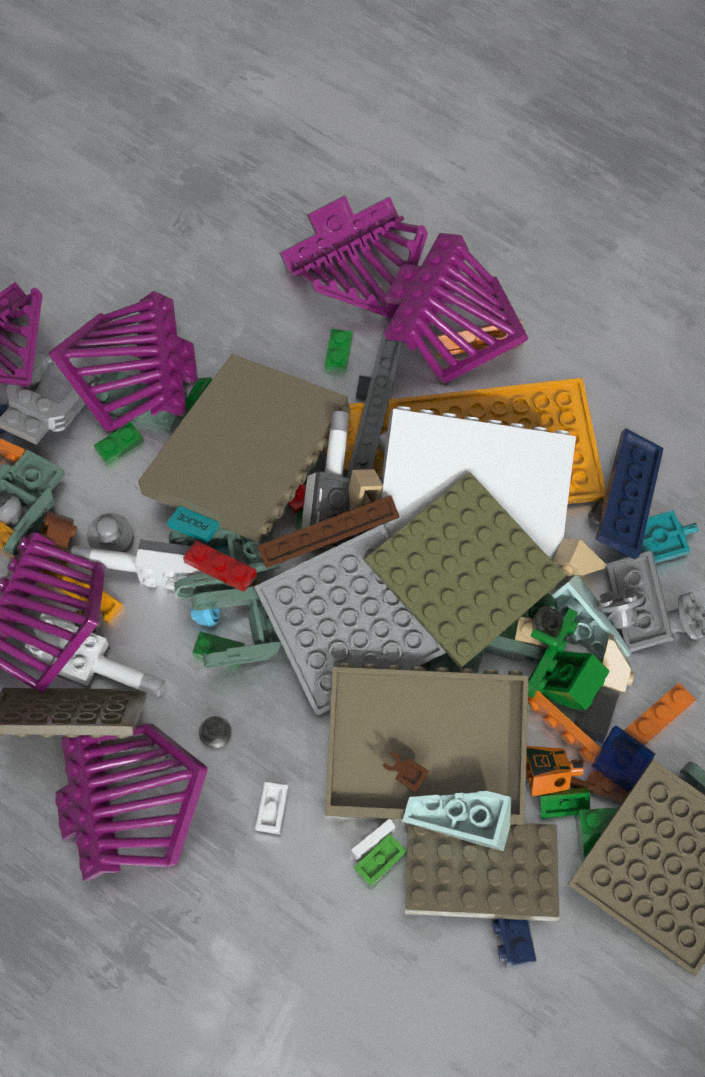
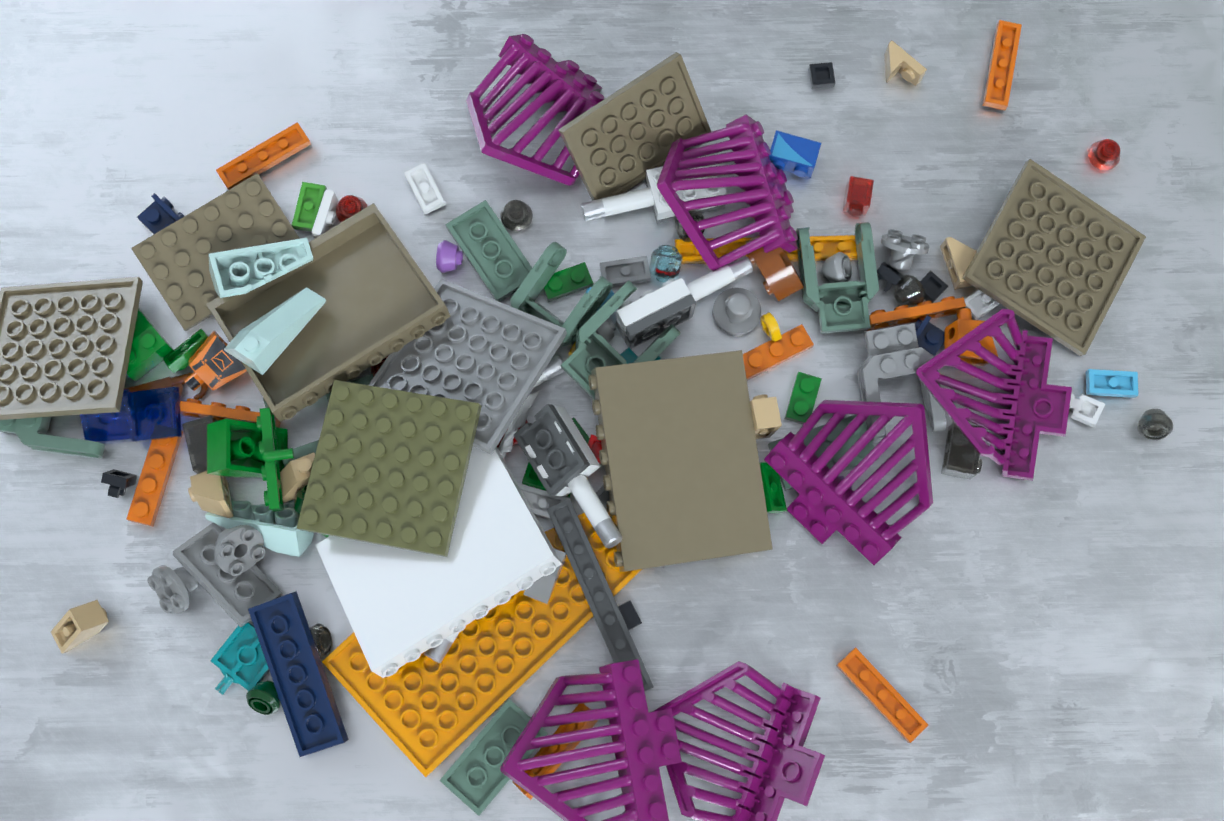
camera: 140 degrees right, 10 degrees up
(50, 332) = (960, 456): none -> clear smoke brick
(97, 502) = (770, 326): none -> yellow tile
(111, 489) = (774, 353): none -> orange plate
(132, 602) = (665, 263): none -> clear light blue head
(158, 433) = (765, 416): none -> tan brick
(168, 622) = (622, 270): none -> light grey plate
(193, 524) = (663, 347): teal tile -> none
(220, 566) = (606, 320): red plate -> none
(236, 232) = (882, 695): none -> orange plate
(258, 714) = (490, 250): none -> sand green plate
(297, 731) = (448, 256): none -> medium lavender cone
(328, 531) = (532, 413): reddish brown plate -> none
(338, 350) = (682, 637): green plate -> none
(346, 840) = (349, 206): none -> clear red cone
(364, 488) = (533, 478): tan slope -> none
(388, 937) = (264, 156): none -> orange plate
(409, 773) = (325, 270): reddish brown plate -> none
(487, 749) = (270, 335): none -> light aqua wedge
(529, 362) = (477, 772): none -> sand green plate
(548, 620) = (287, 475): clear smoke cone -> none
(577, 558) = (304, 566): tan slope -> none
(664, 500) = (263, 698): none -> dark green cone
(684, 732) = (118, 482): none -> black tile

